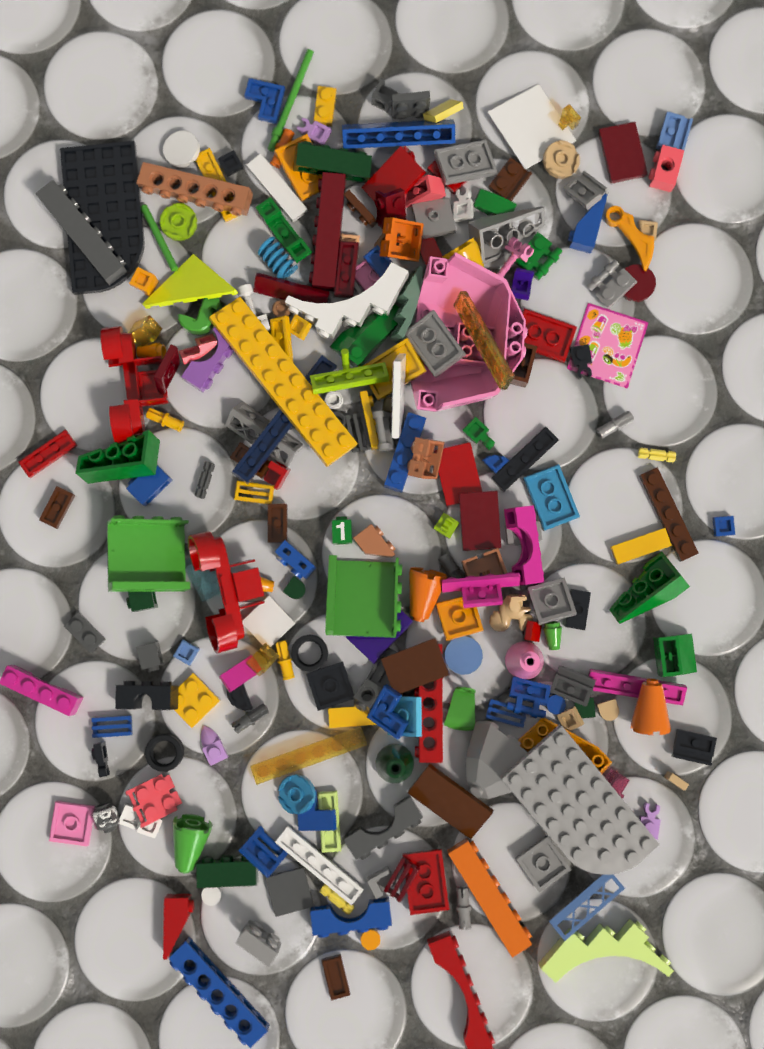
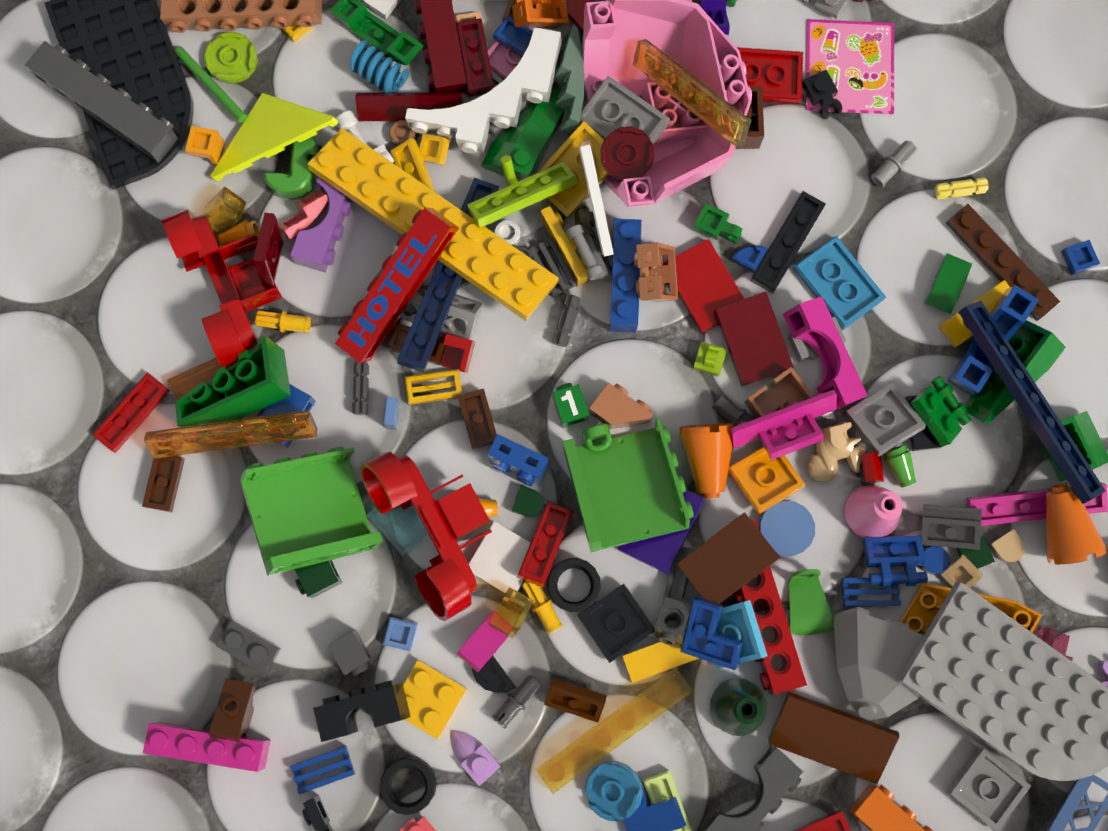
camera: 15 degrees left, 5 degrees down
(64, 672) = (233, 711): none -> reddish brown brick
(94, 442) = (186, 381): none -> clear orange tile
(109, 489) = (231, 434): none -> clear orange plate
(220, 503) = (391, 413): none -> medium blue tile
(246, 418) = (396, 284): none -> red brick
(288, 728) = (575, 700): none -> reddish brown plate
(298, 620) = (545, 544): none -> red tile
(353, 555) = (595, 433): none -> bright green tile
(356, 472) = (566, 320): none -> dark grey axle
(429, 370) = (627, 153): none -> dark red tile
(586, 606) = (935, 414): none -> green plate
(626, 519) = (948, 283): none -> green slope
(639, 568) = (1009, 315): none -> blue arch
(651, 618) = (1032, 402): none -> dark blue plate

